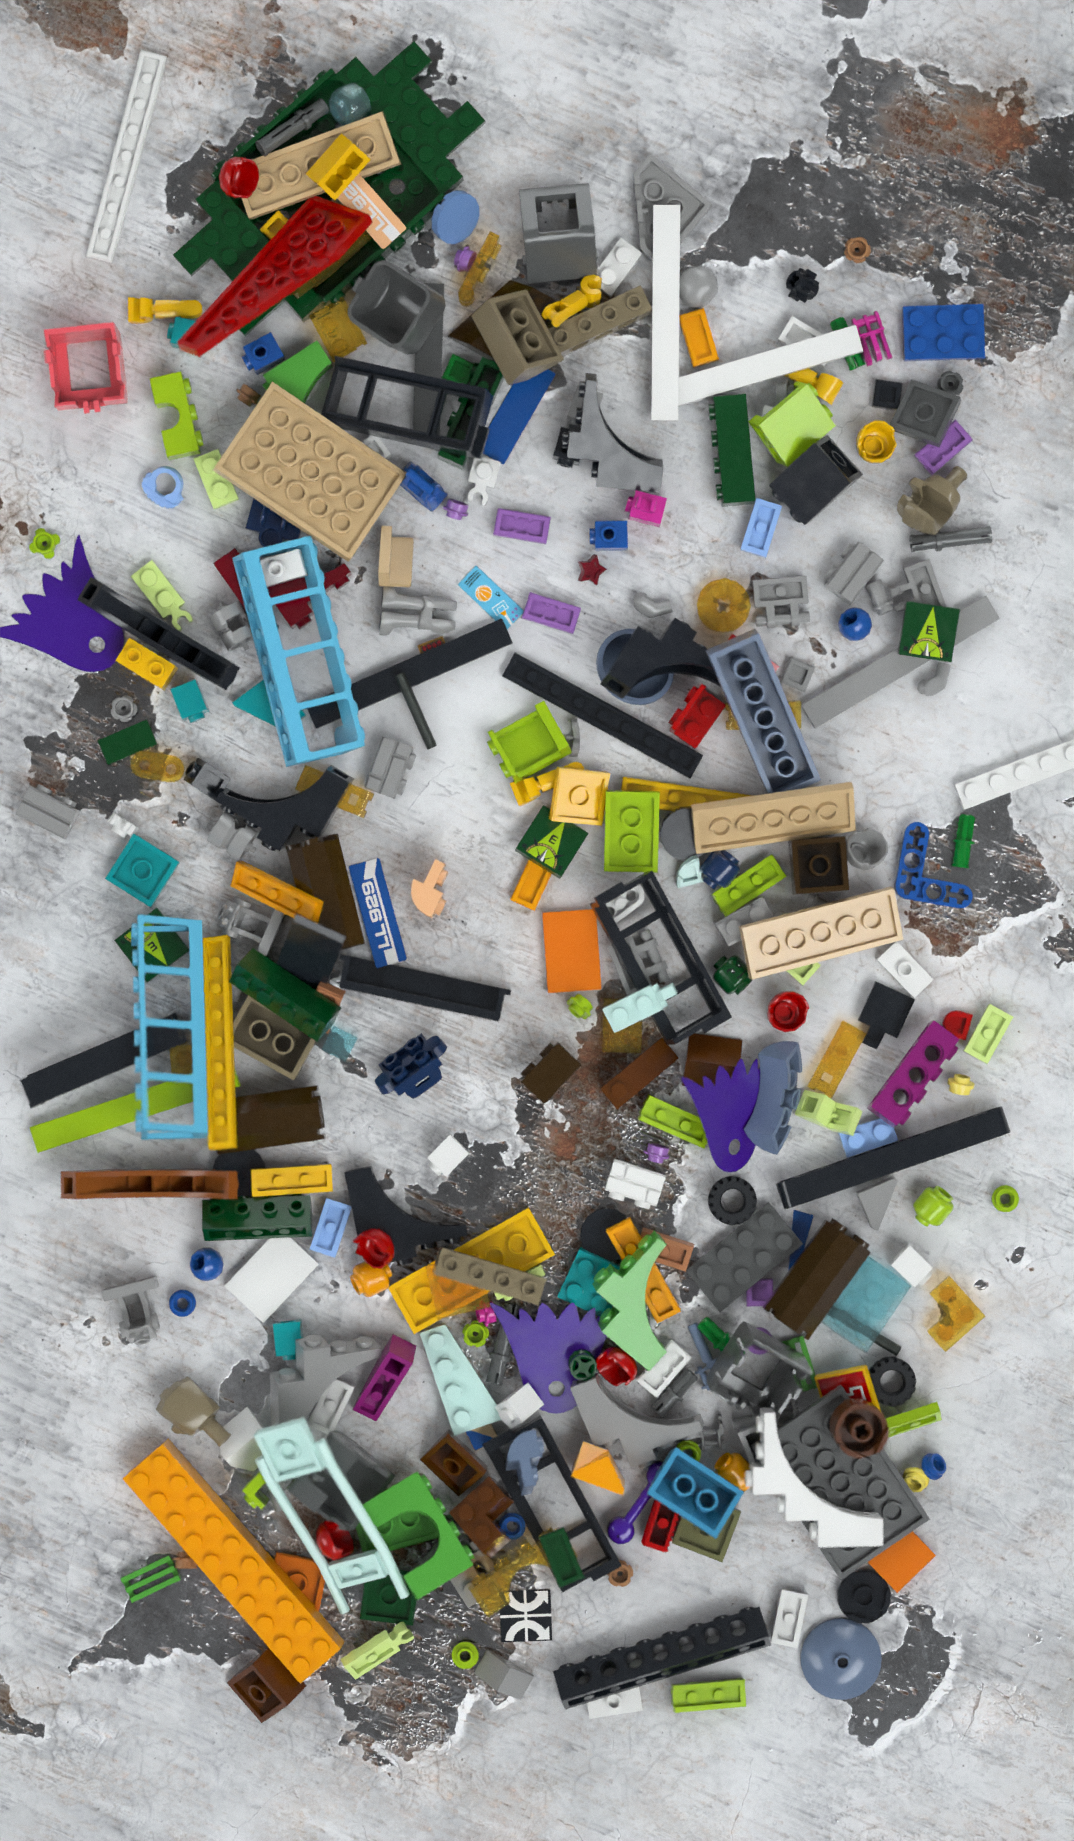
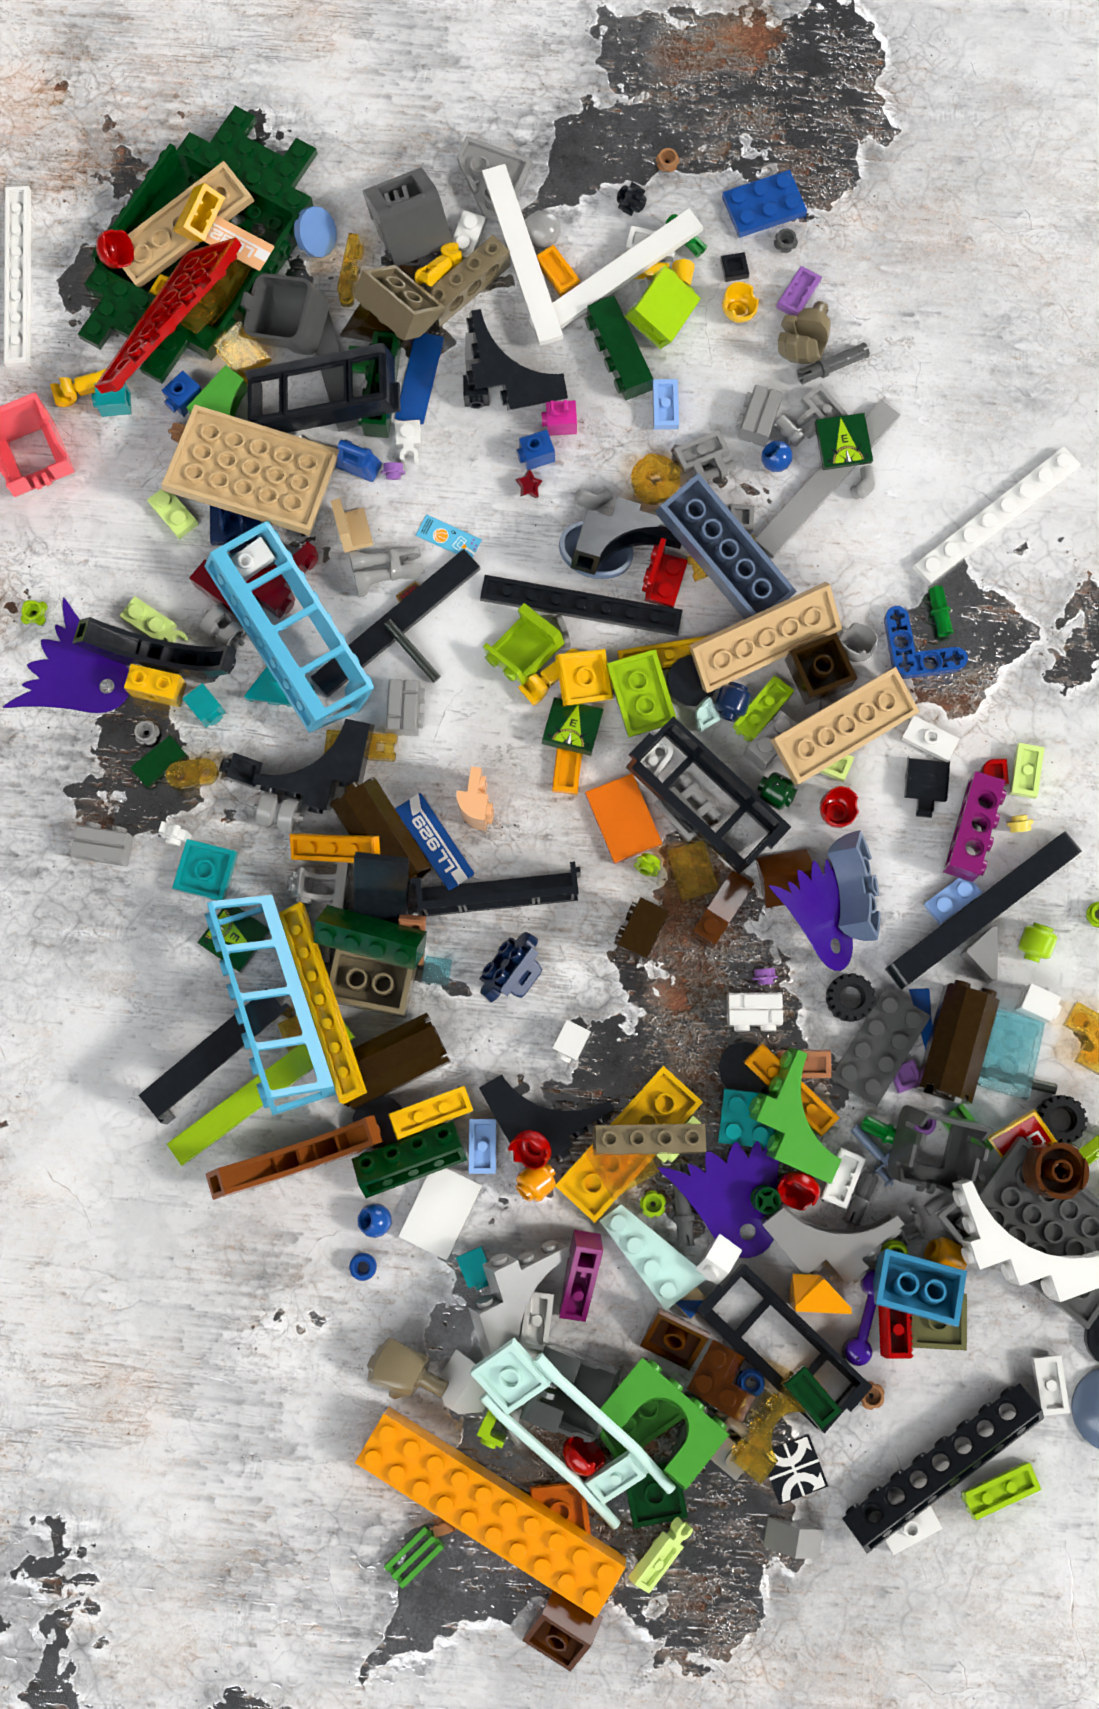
camera: 15 degrees left, 10 degrees down
(139, 1330) = (309, 1274): light grey tile -> none
(149, 487) = (136, 541): light blue piece -> none
(173, 391) = (129, 484): lime arch -> none
(300, 121) = (157, 195): dark grey pin -> none
(349, 104) = (193, 167): clear light blue hair -> none
(464, 259) = (334, 266): medium lavender plate -> none
(465, 1646) = (742, 1524): lime plate -> none
(486, 1315) = (657, 1182): dark pink plate -> none
(522, 526) = (456, 467): medium lavender plate -> none
(524, 1457) = (741, 1311): sand blue brick -> none
(551, 613) = (506, 531): medium lavender plate -> none
(638, 1005) = (702, 844): light aqua hinge -> none
(673, 1121) = (772, 941): lime hinge -> none
(815, 480) = (698, 349): black slope -> none
(827, 1113) = (903, 888): yellowish green slope -> none
(837, 1058) = (898, 837): clear yellow plate -> none
(871, 337) = (712, 228): dark pink arm -> none
(925, 413) = (774, 266): dark grey plate -> none

